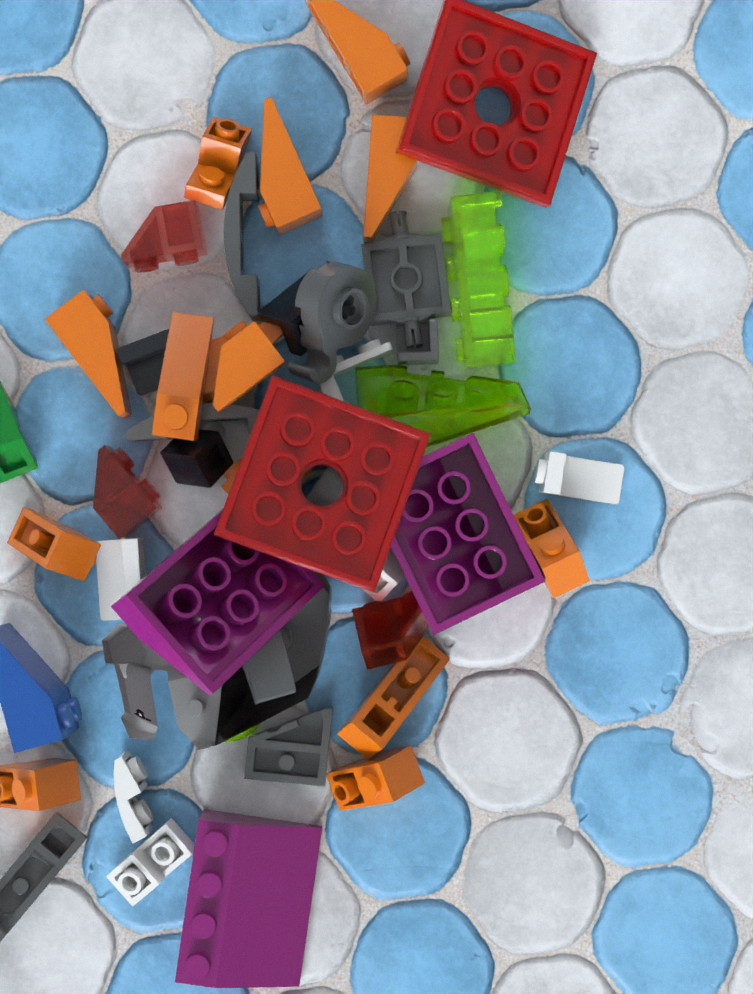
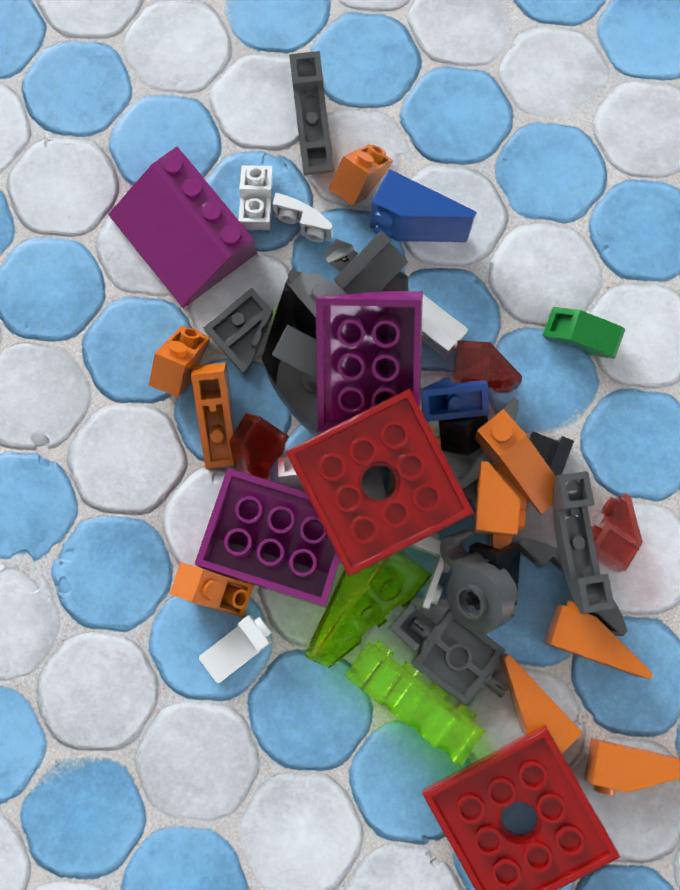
camera: 135 degrees right, 10 degrees down
(54, 544) = (488, 303): orange slope -> none
(93, 341) = (593, 432): orange slope -> none
(129, 676) = (371, 267): none -> dark grey panel
(184, 494) = (454, 400): none -> blue slope
(211, 263) = (576, 543): none -> dark grey slope
(219, 158) = (642, 618): orange slope -> none

